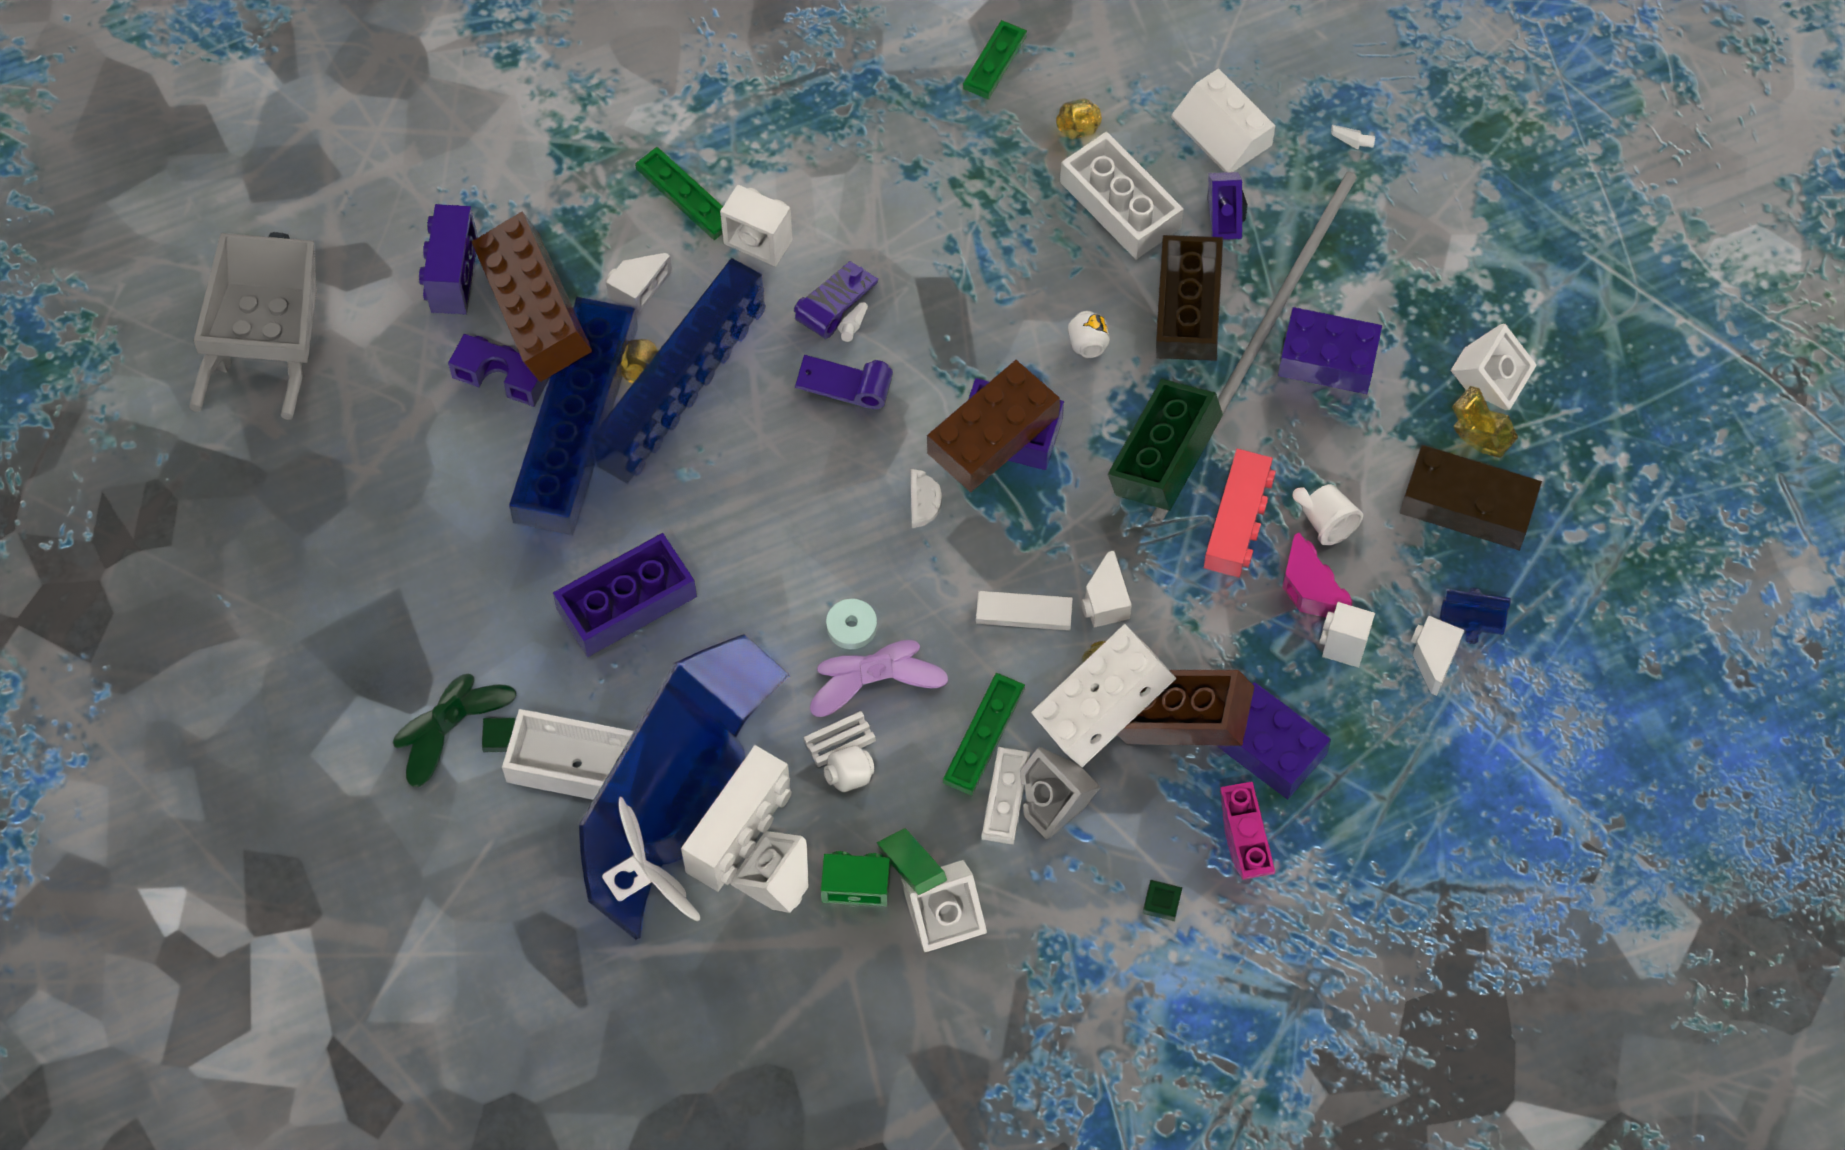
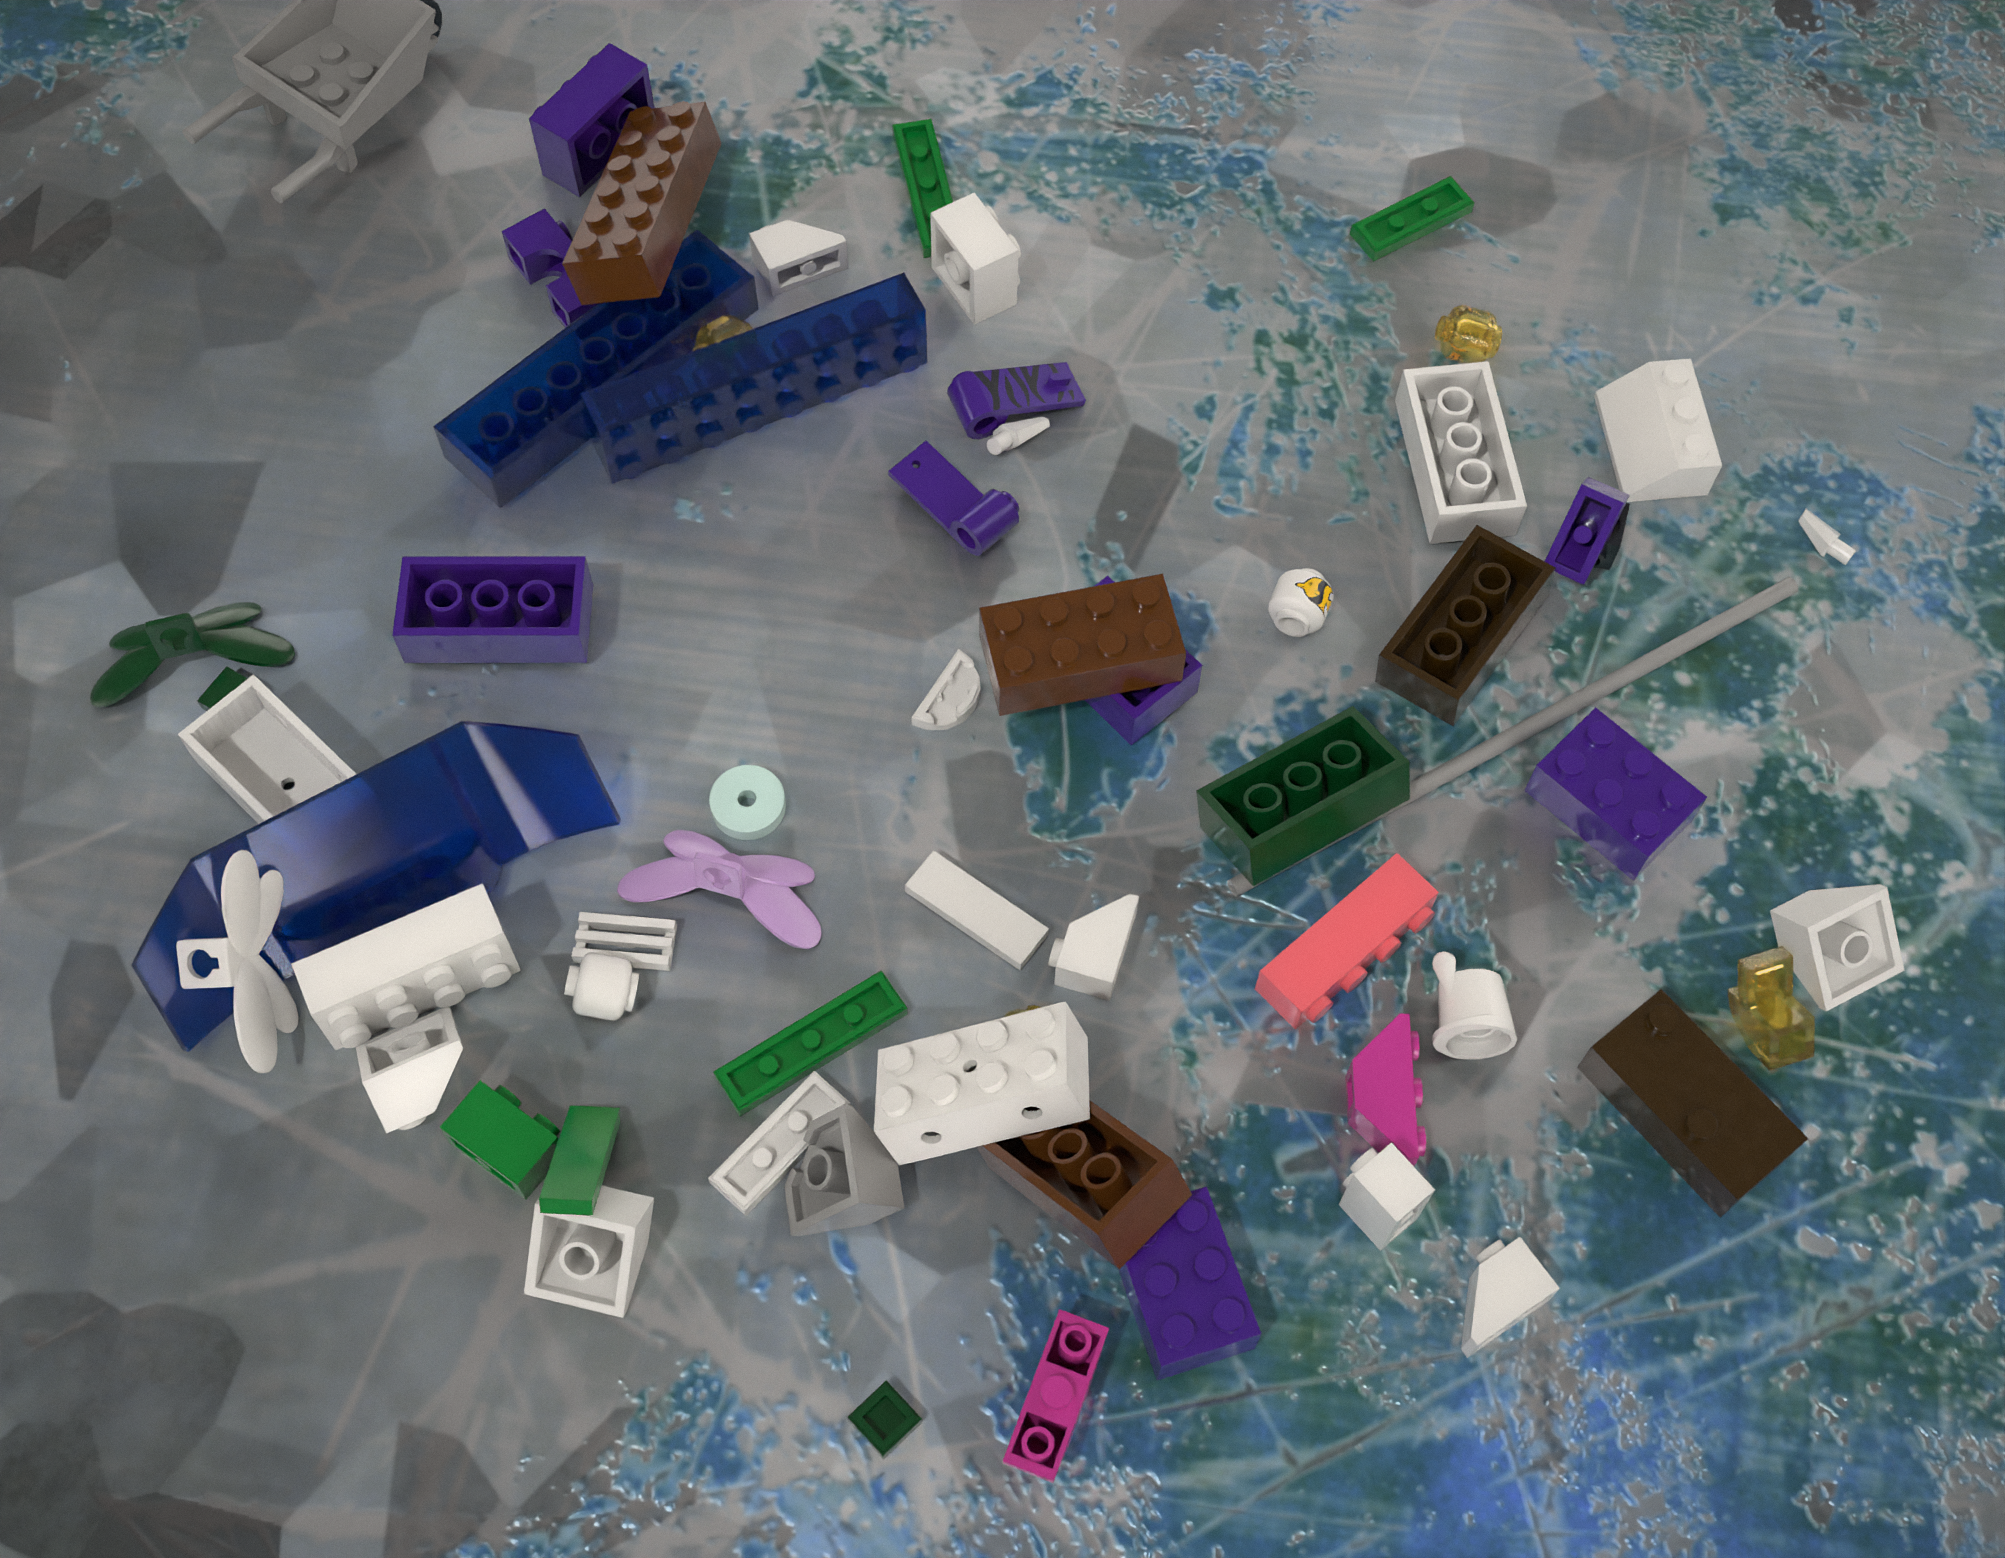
camera: 30 degrees right, 0 degrees up
(1475, 612) = (1593, 1272): clear blue pin -> none

